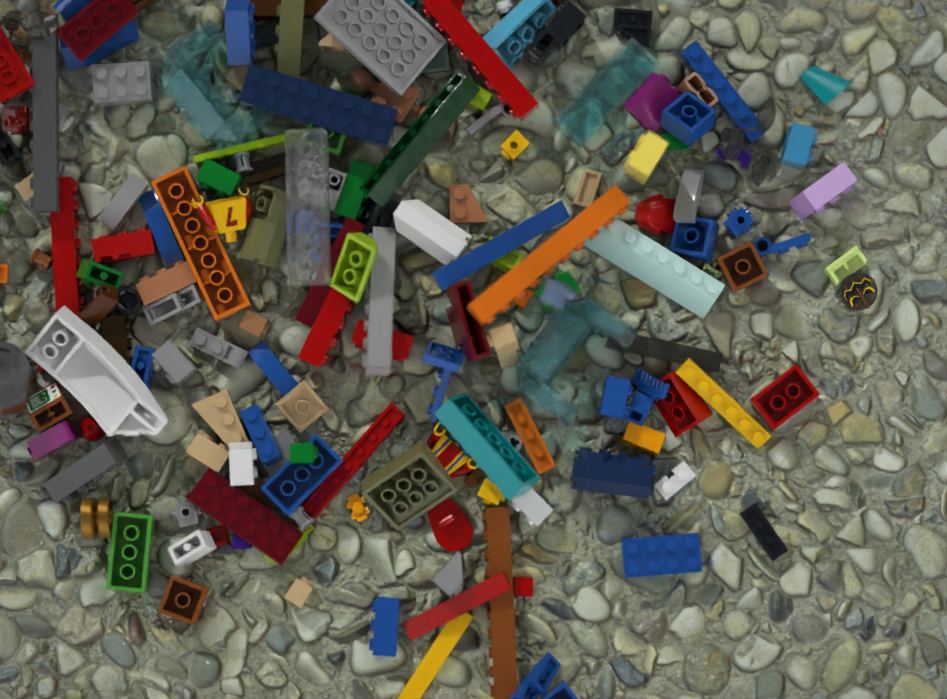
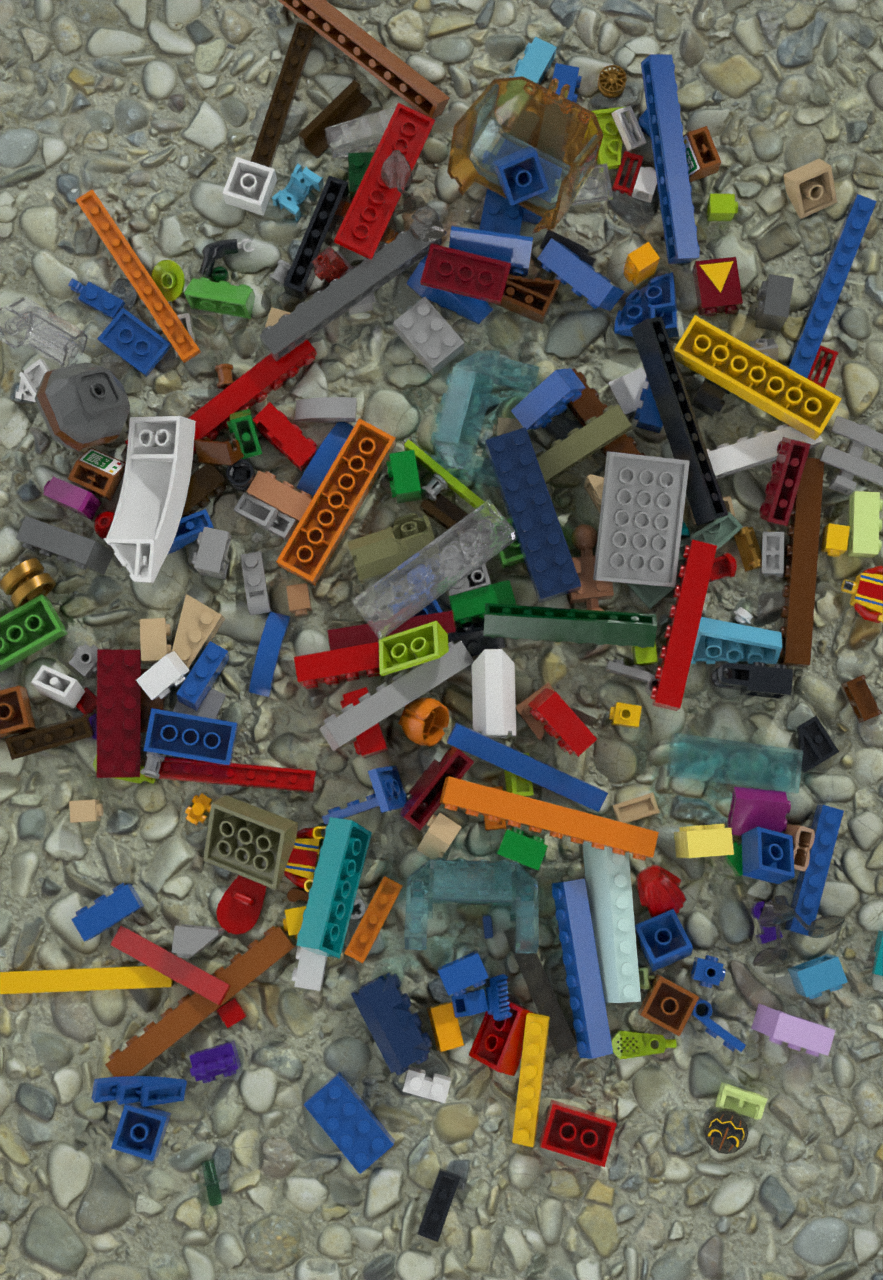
camera: 55 degrees right, 5 degrees down
(225, 579) = (50, 736): none -> dark brown panel
(226, 214) = (377, 503): yellow torso -> none
(302, 406) = (255, 693): tan tile -> none
(302, 453) = (208, 723): green brick -> none
(413, 296) = (424, 721): none -> orange piece
(486, 196) = (561, 722): none -> red brick
(549, 622) = (215, 1061): none -> dark purple brick
(556, 293) = (518, 851): sand blue piece -> none
(594, 356) = (487, 926): none -> dark blue tile
(633, 683) = (211, 1182): none -> clear green axle
(672, 310) = (582, 969): none -> blue brick
(688, 196) = (697, 907): light grey slope -> none
(756, 306) = (643, 1043): none -> lime piece

